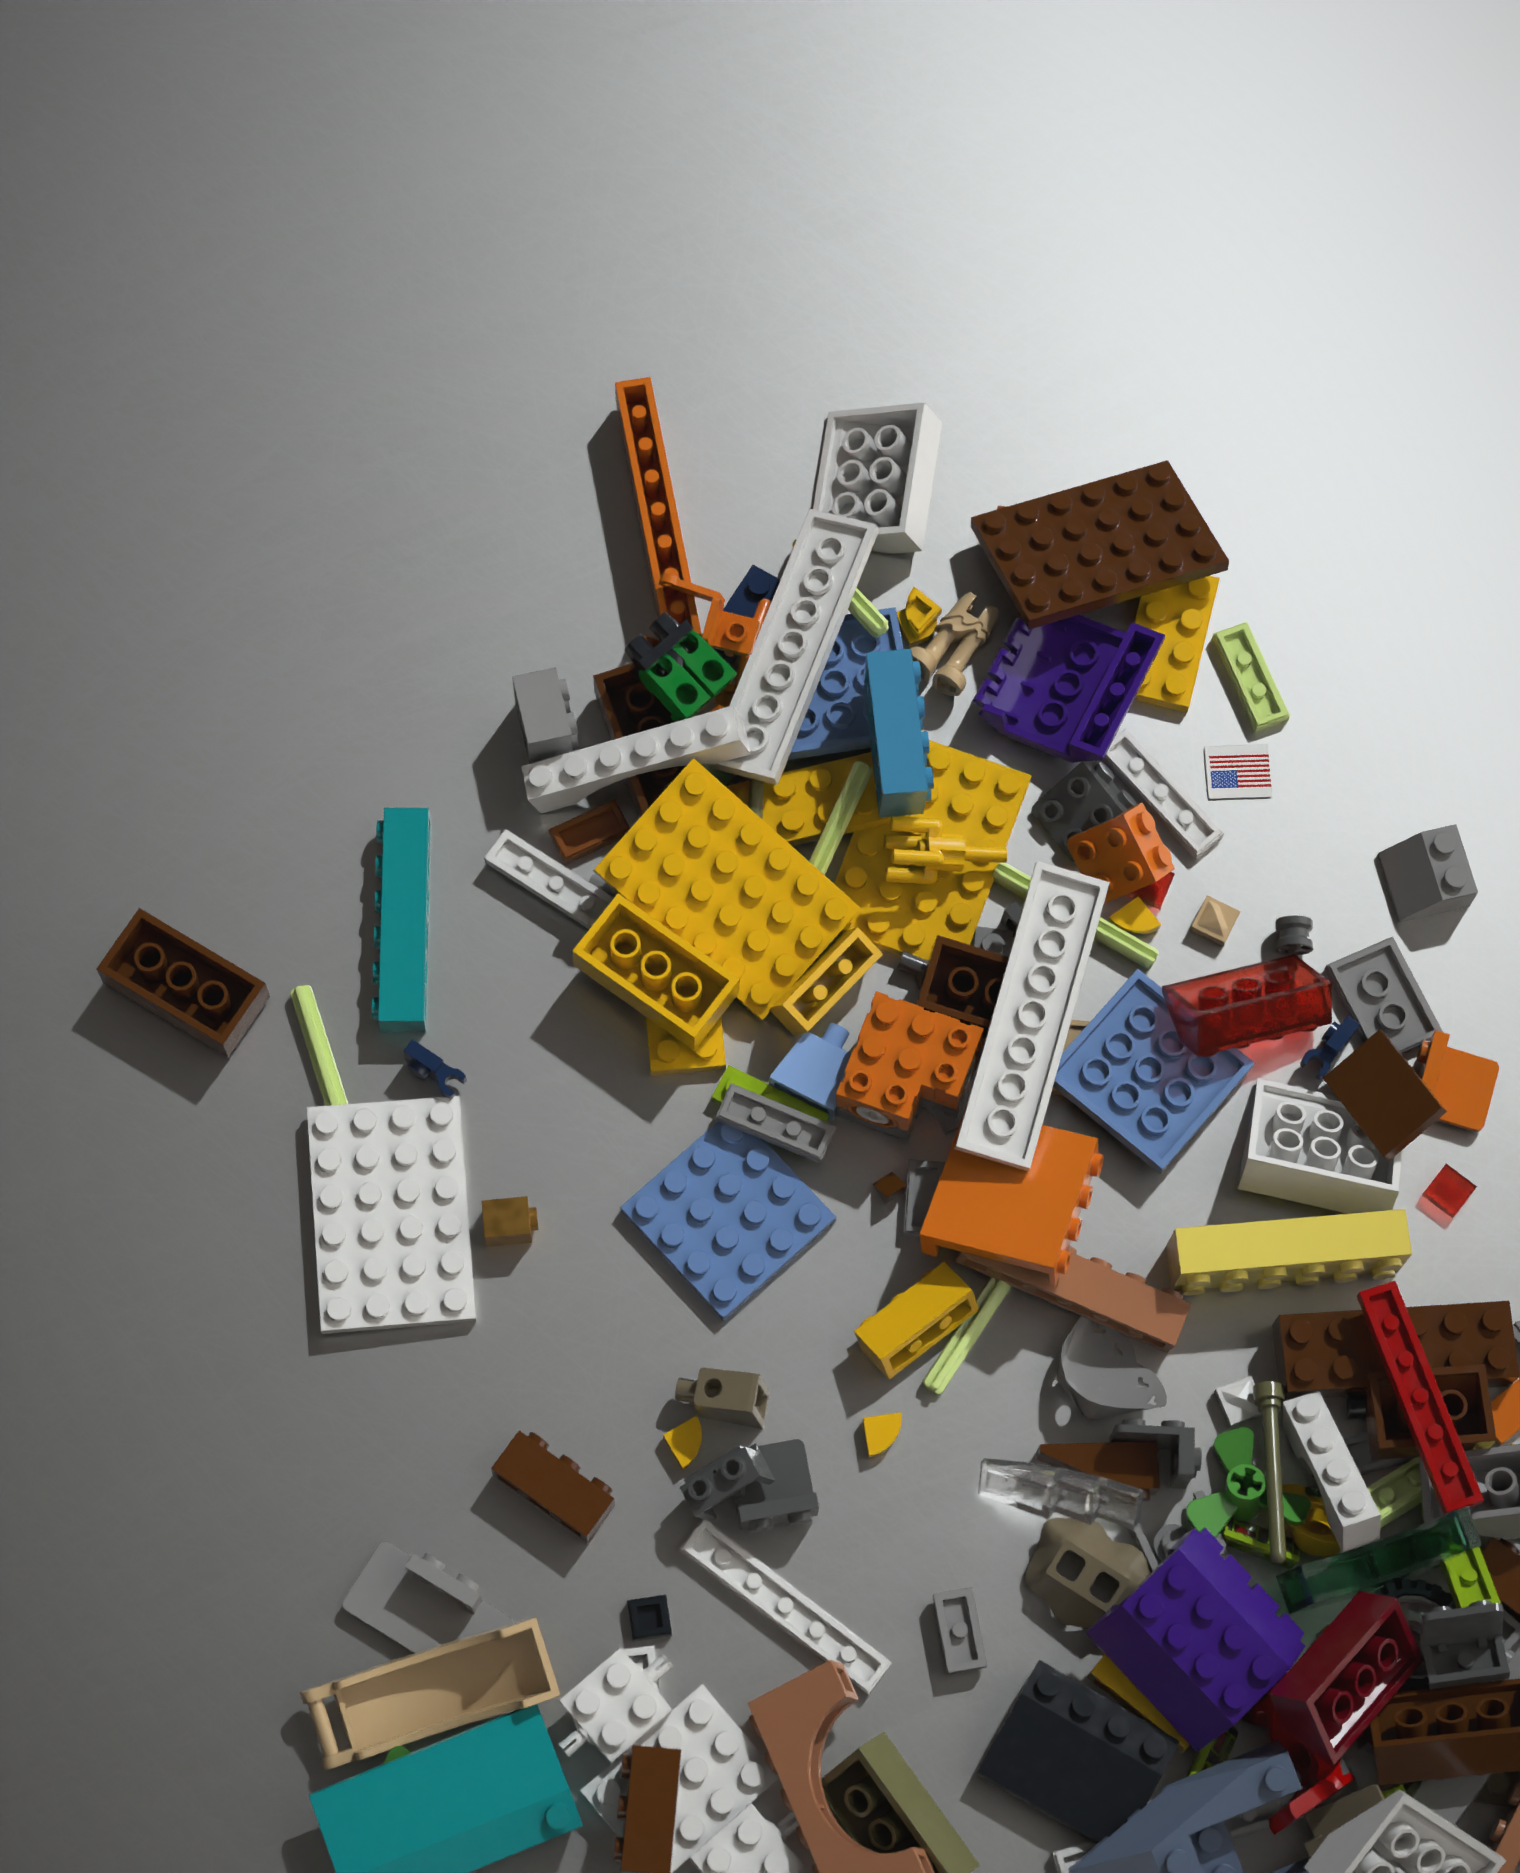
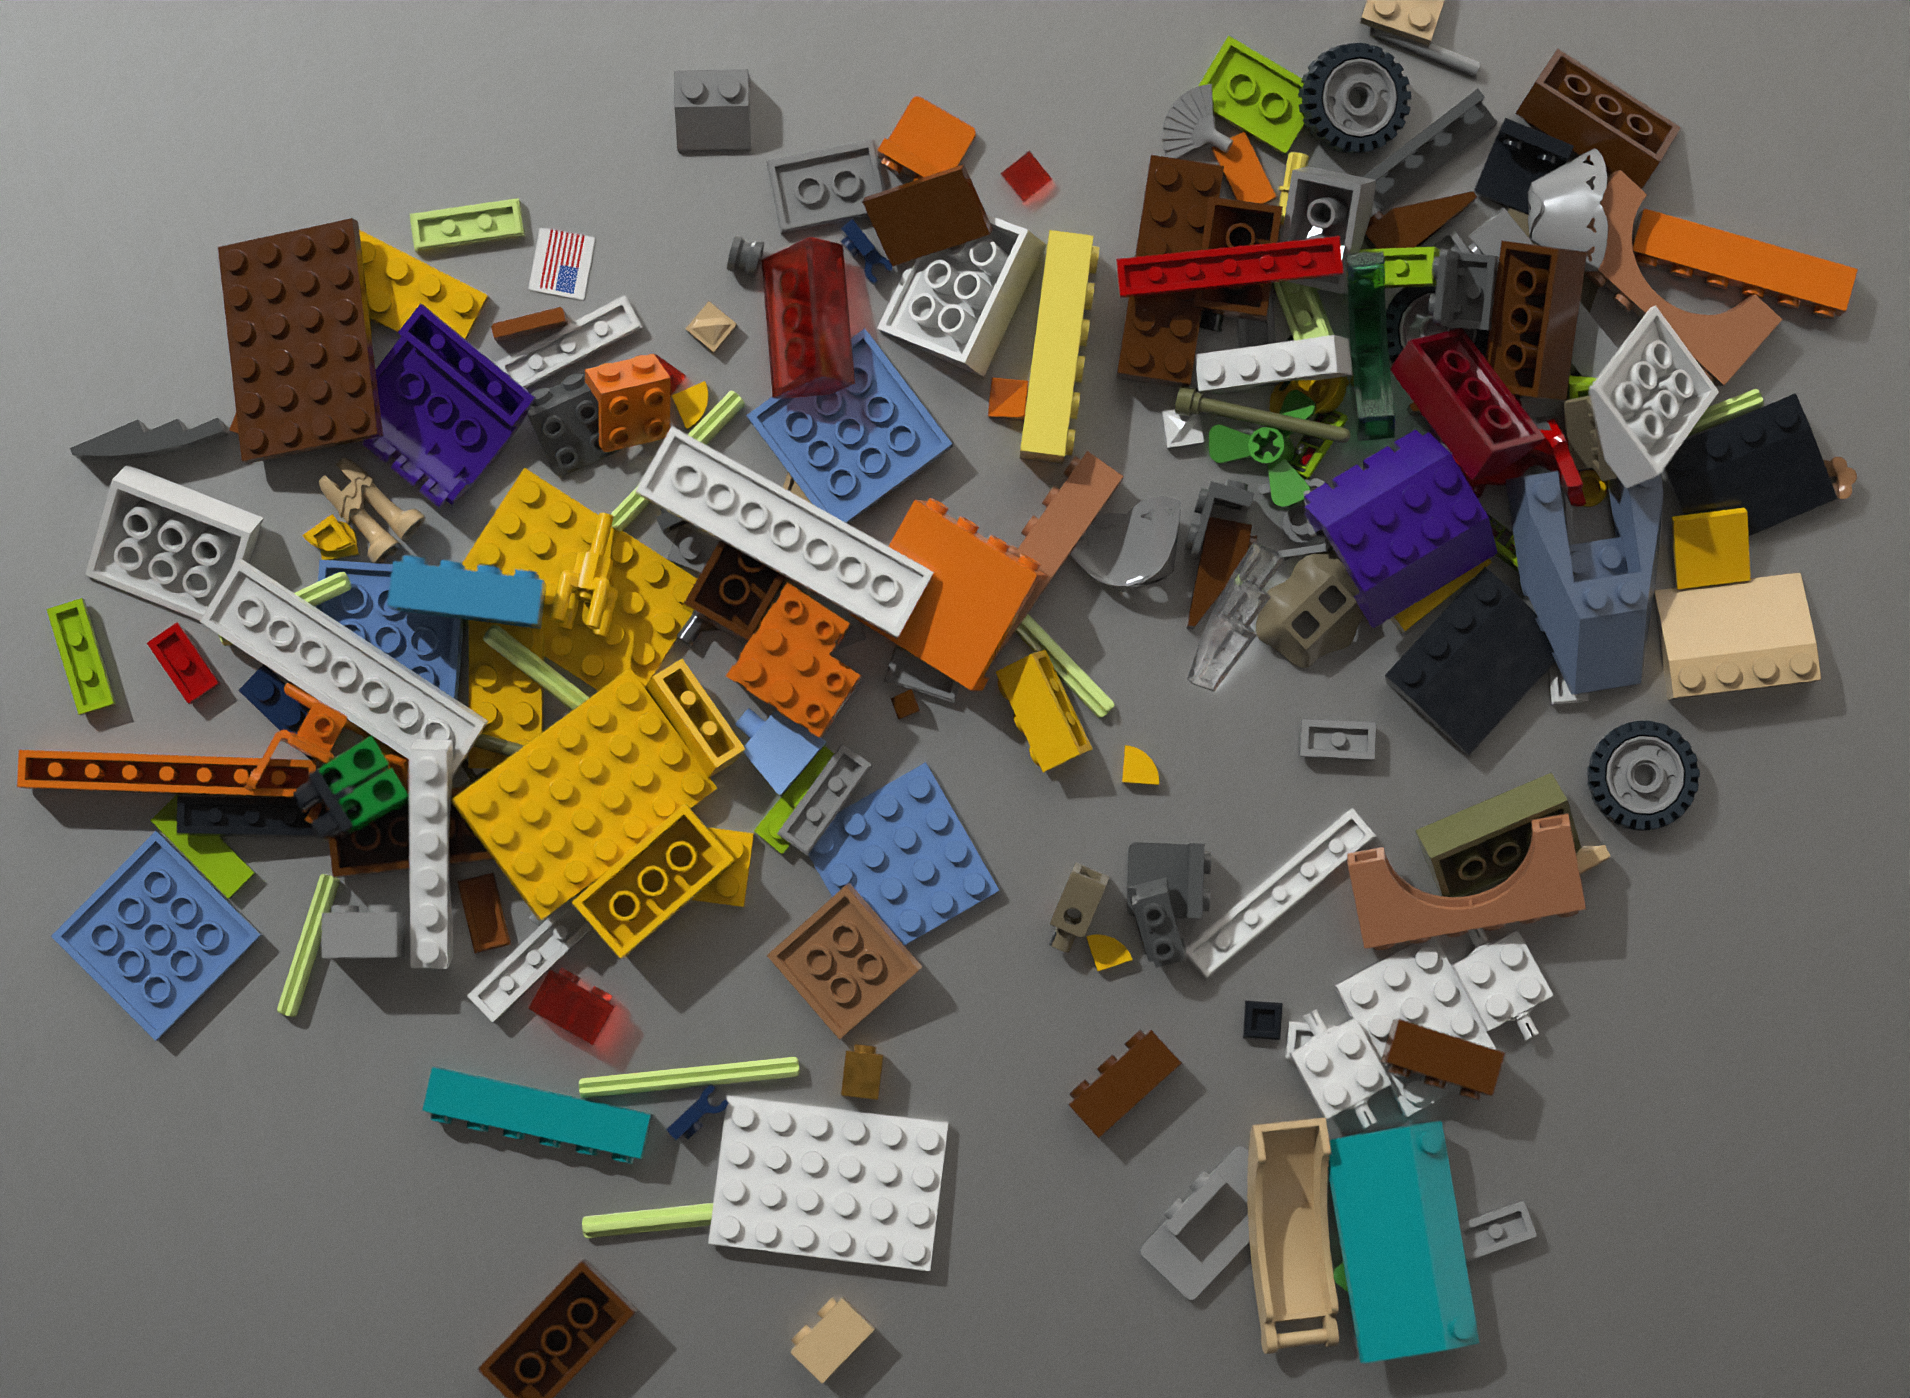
camera: 70 degrees left, 15 degrees up
(233, 1248) = (831, 1339): none -> tan brick
(469, 1057) = (689, 1077): none -> yellowish green axle
(502, 541) = (156, 935): none -> medium blue plate
(502, 676) = (307, 946): none -> yellowish green axle
(516, 930) = (573, 1006): none -> clear red brick
(596, 566) = (207, 853): none -> lime tile
(617, 1177) = (844, 961): none -> medium nougat plate
(630, 582) = (242, 817): none -> black plate
(751, 422) = (81, 656): none -> lime plate
(766, 511) = (183, 663): none -> red plate
(966, 429) = (136, 442): none -> dark grey slope
(1171, 749) = (529, 324): none -> dark orange tile
(1222, 1211) = (1007, 398): none -> orange slope
(1289, 1843) = (1593, 488): none -> yellow tile

